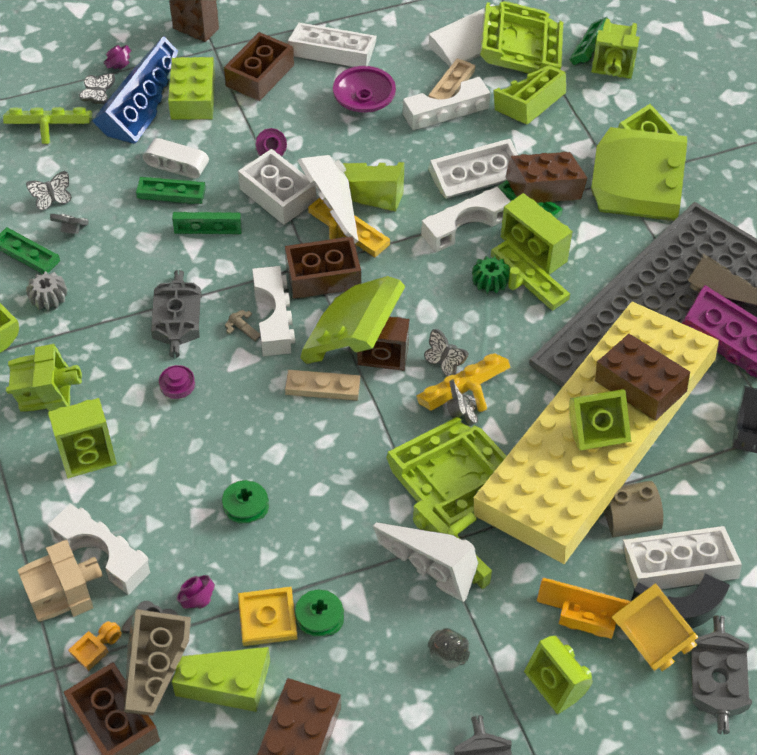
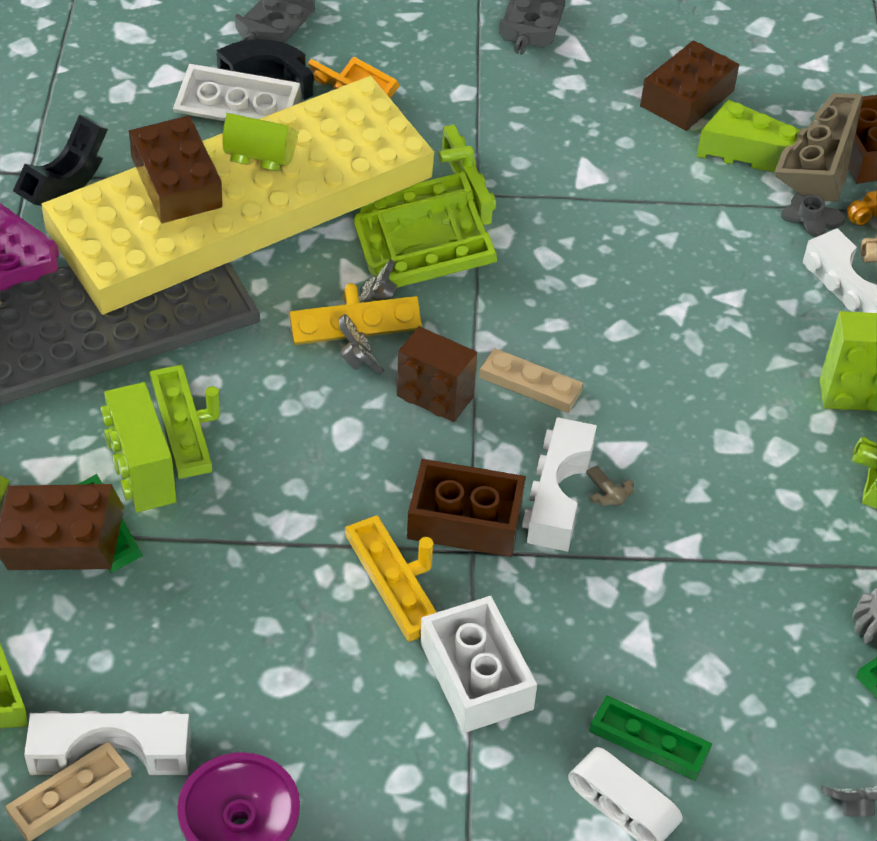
camera: 160 degrees left, 5 degrees down
(69, 223) = (832, 723): dark grey animal -> none
(177, 382) = (722, 434): magenta plate -> none
(180, 325) = (693, 553): dark grey plate -> none
(196, 592) = (759, 211): magenta plate -> none
(207, 223) = (610, 651): green plate -> none
(245, 502) = (677, 276): green piece -> none
(267, 616) = (688, 179): yellow plate -> none
(270, 139) = (452, 761): magenta plate -> none
(319, 624) = (633, 161): green piece -> none
(334, 189) = (407, 594): white wedge -> none
(354, 318) = (466, 391): lime wedge -> none
(376, 185) = (327, 618): lime wedge -> none
(438, 554) = (499, 153): white wedge -> none
(449, 648) = (517, 99): clear smoke head -> none
(472, 168) = (140, 607): white slope -> none
(485, 208) = (174, 532): white arch -> none
(490, 274) = (234, 433): green gear -> none
(558, 674) = (423, 46): lime brick -> none
(656, 628) = (315, 40): yellow panel -> none

